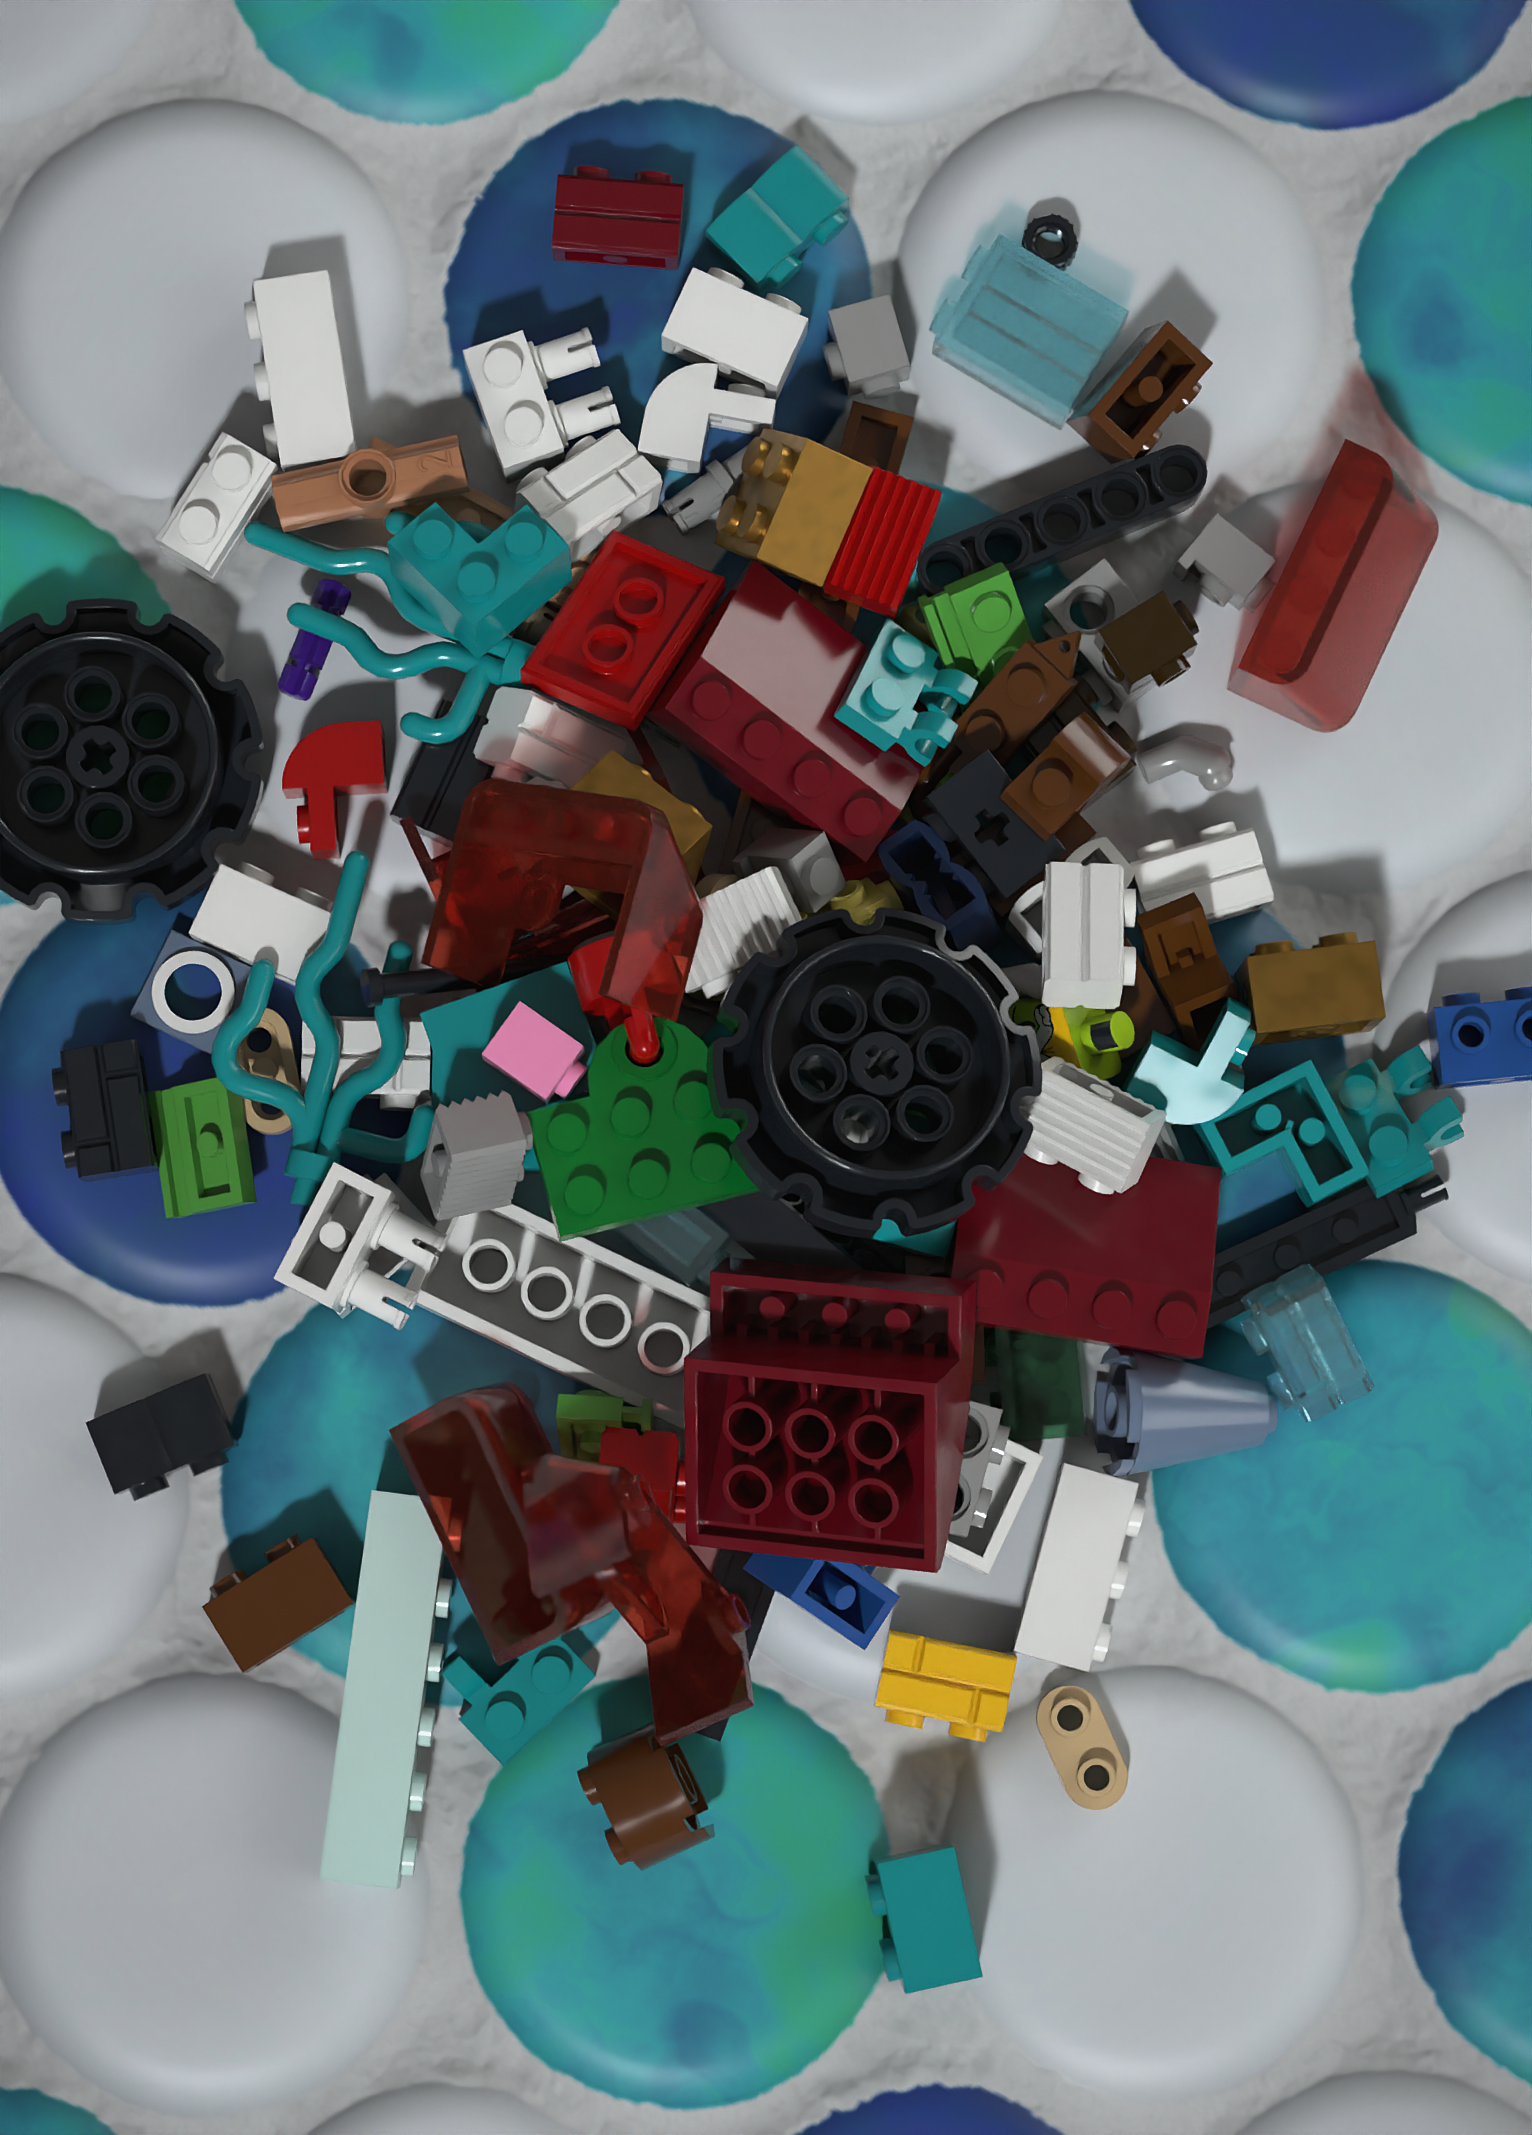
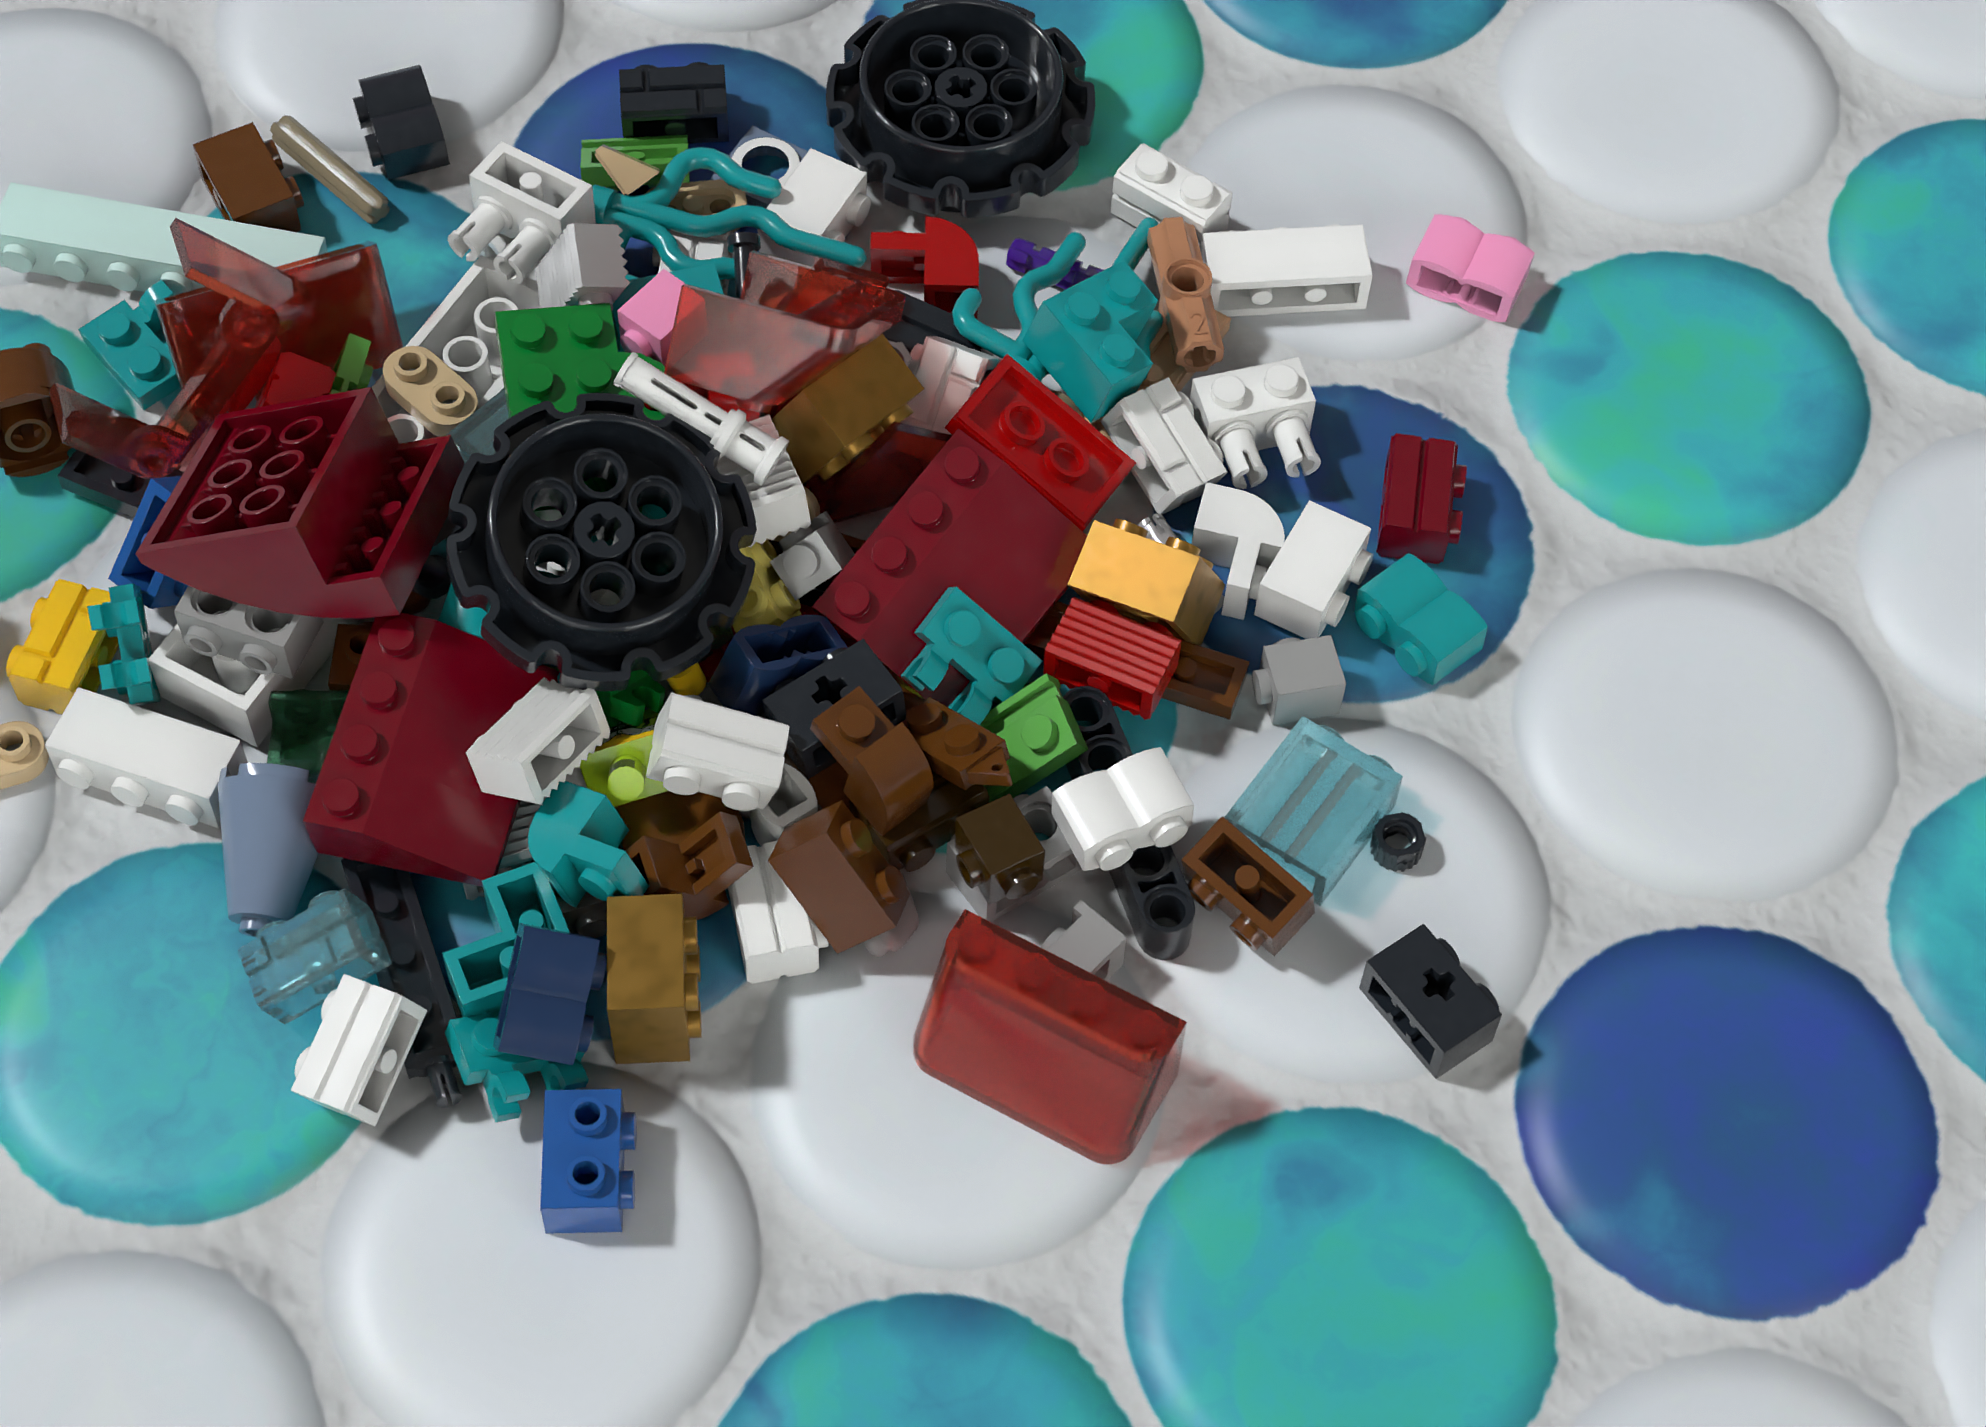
camera: 95 degrees right, 25 degrees down
(232, 1516) = (330, 169): none -> dark tan axle
(256, 1140) = (624, 169): none -> tan slope
(281, 161) = (1470, 267): none -> bright pink brick
(613, 1318) = (425, 389): none -> tan plate
(727, 951) = (728, 431): none -> white pin
(963, 1605) = (127, 620): none -> teal plate
(1087, 518) = (1123, 810): none -> white brick
(1184, 807) = (840, 876): none -> reddish brown brick
(1227, 240) = (1431, 1000): none -> black brick
(1361, 1083) = (548, 994): none -> dark blue brick
(1410, 1280) = (358, 1049): none -> white brick

